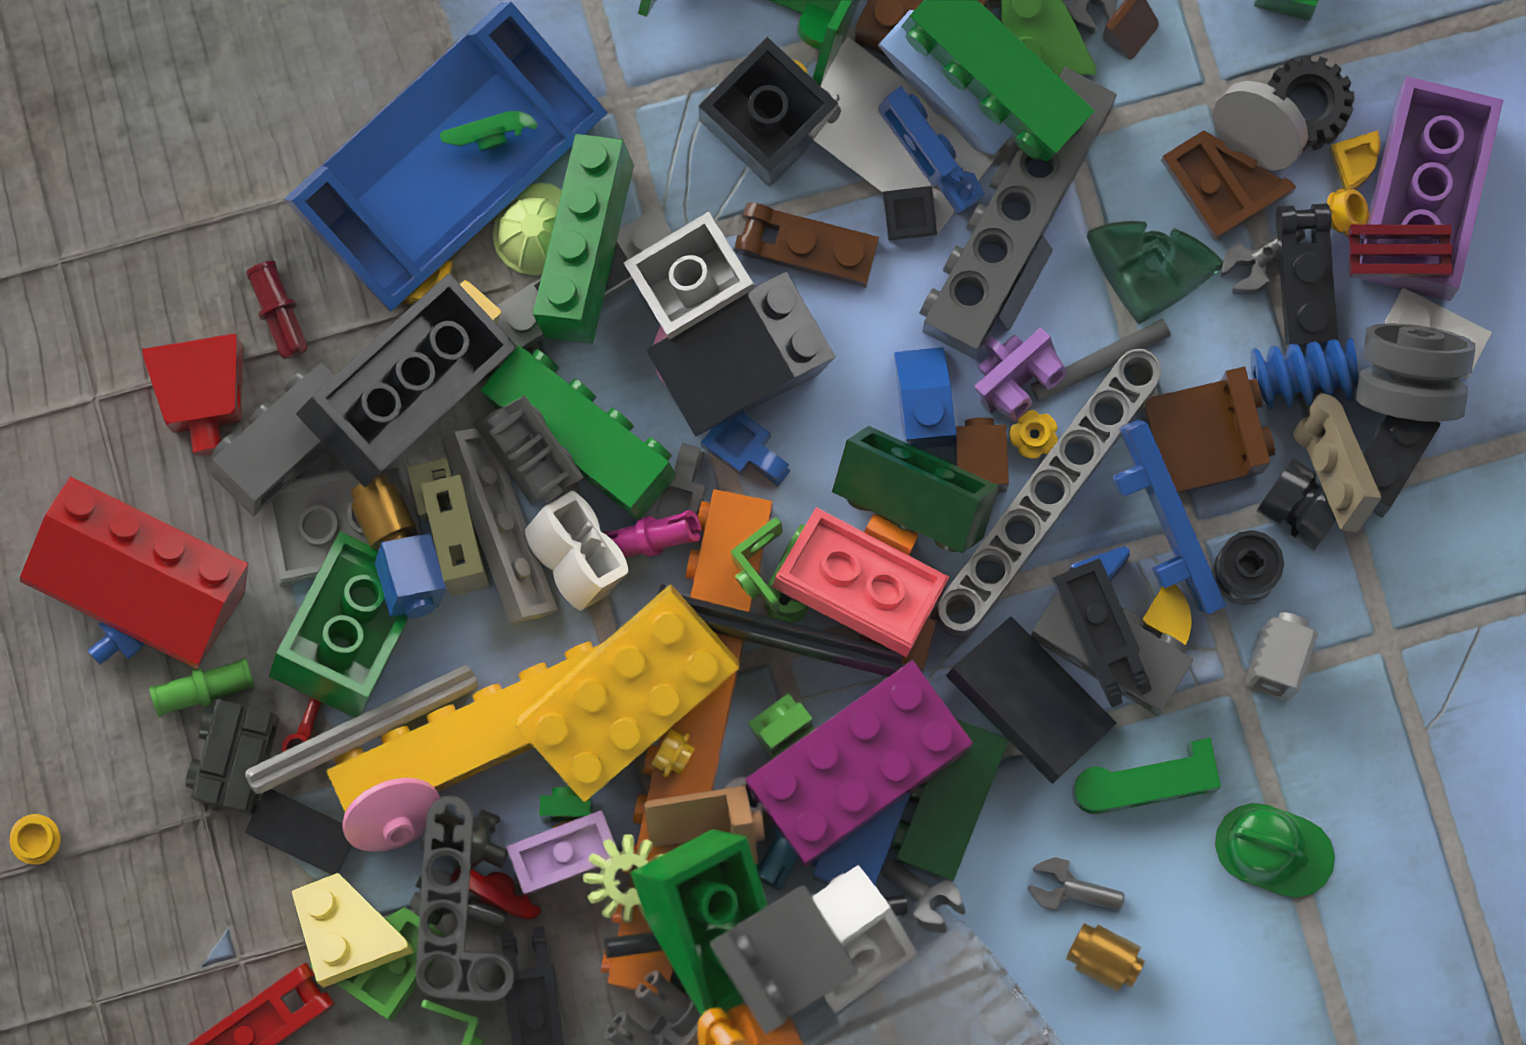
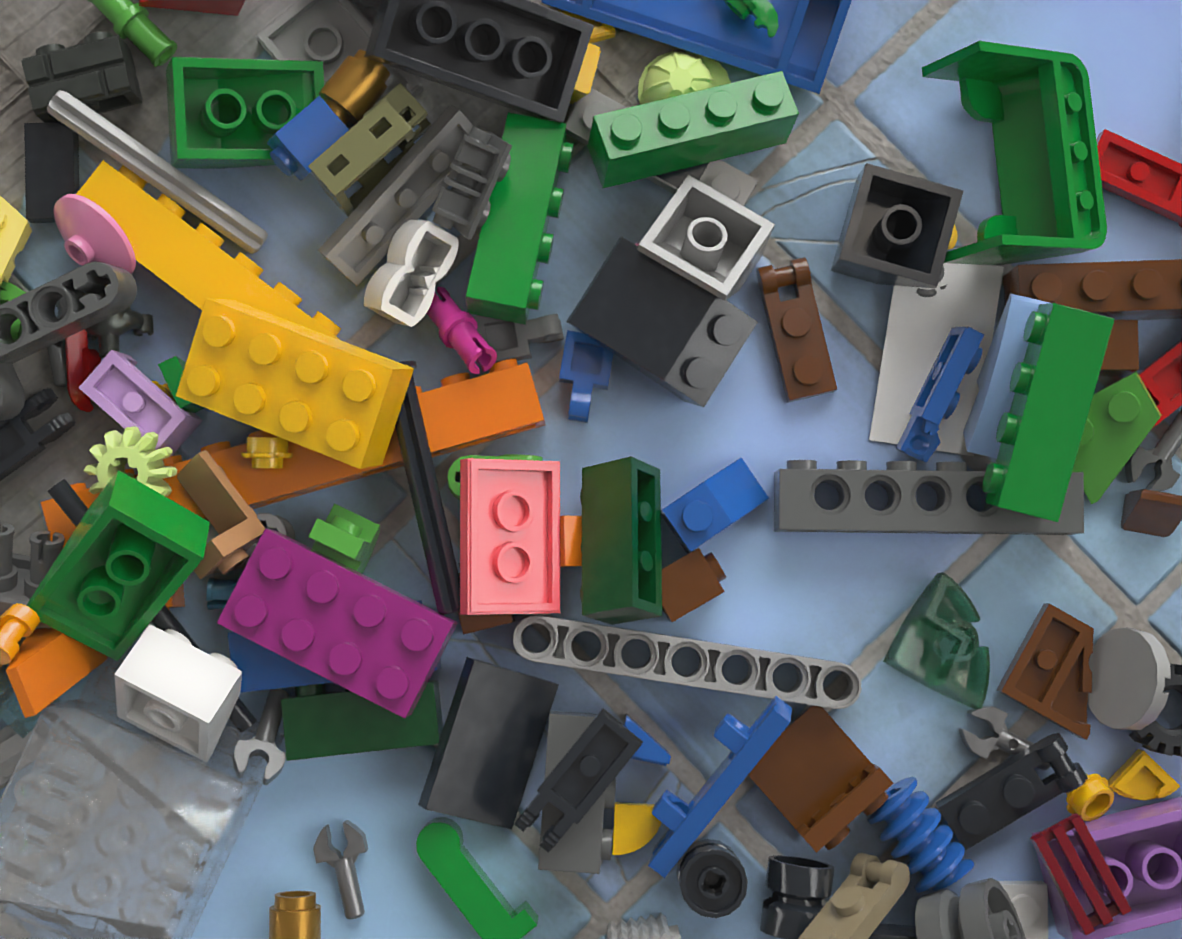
camera: 60 degrees right, 5 degrees up
(305, 727) = (138, 129): red hand -> none
(748, 577) = (458, 434): bright green bracket -> none
(784, 958) = (98, 650): dark grey bracket -> none
(910, 213) = (873, 405): black tile -> none
(1012, 367) = (781, 568): medium lavender hips -> none
(1025, 283) = (865, 541): dark grey sticker -> none
(1031, 447) = (720, 625): yellow plate -> none
(1104, 358) = (832, 644): dark grey bar -> none

